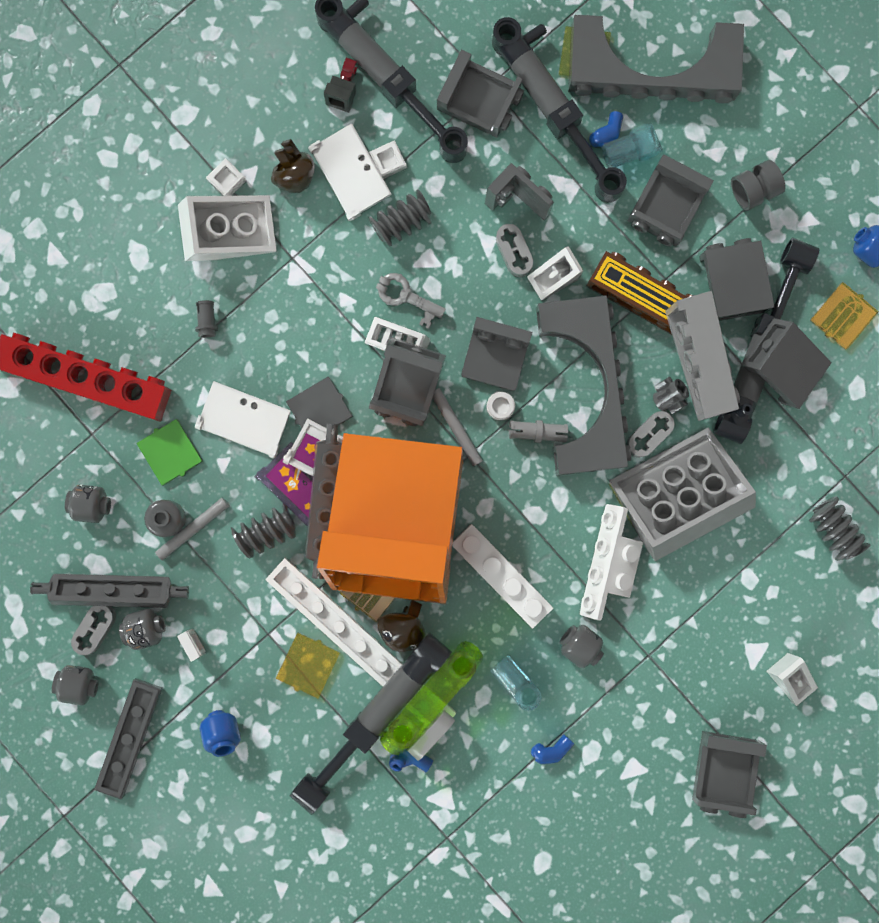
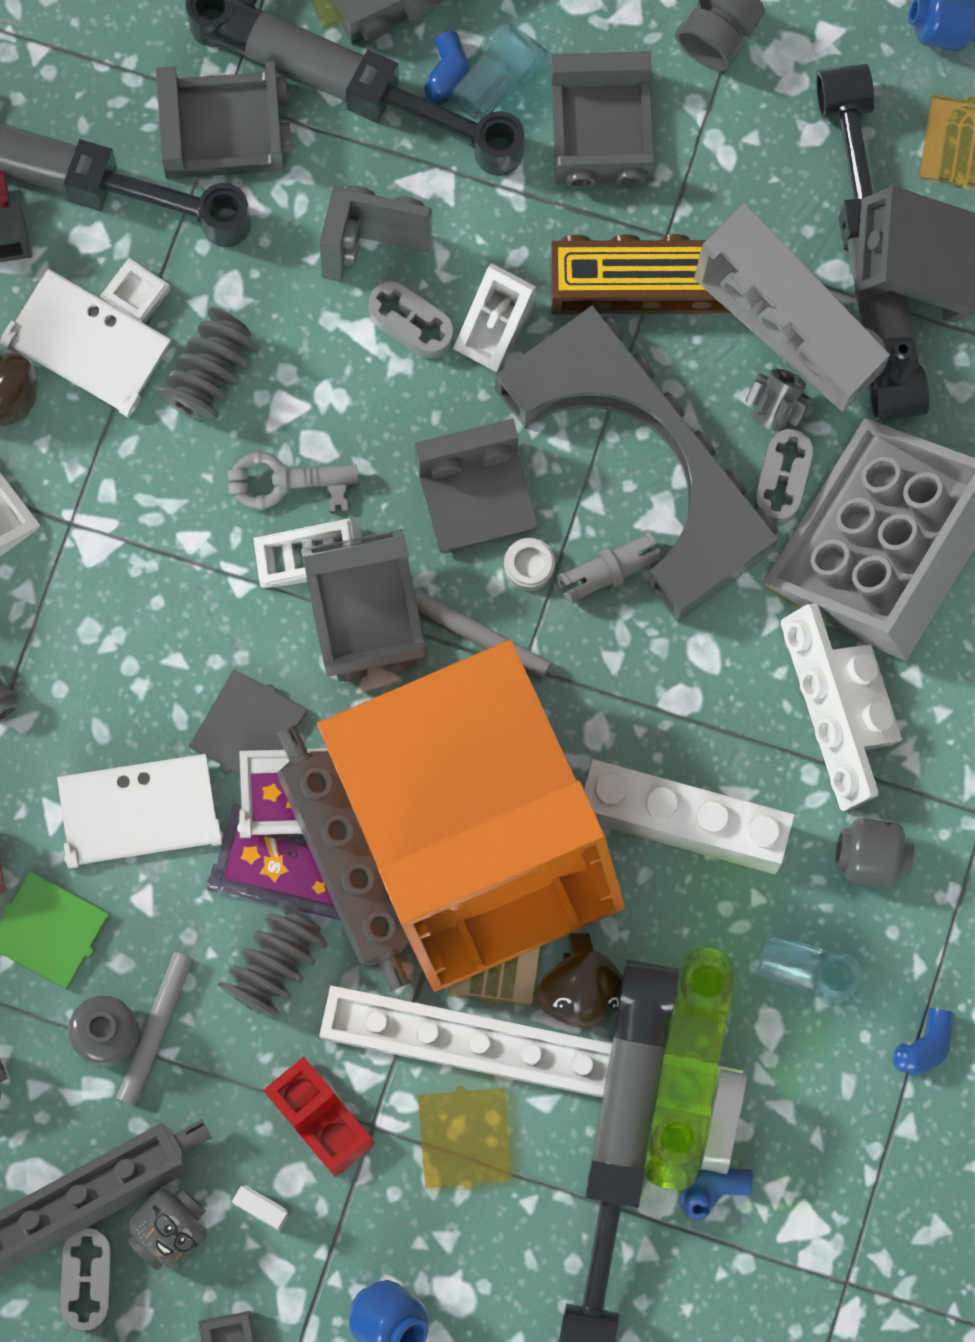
camera: 30 degrees left, 10 degrees down
(245, 616) = (319, 1117): none -> red slope
(738, 279) = (775, 172): dark grey panel -> none

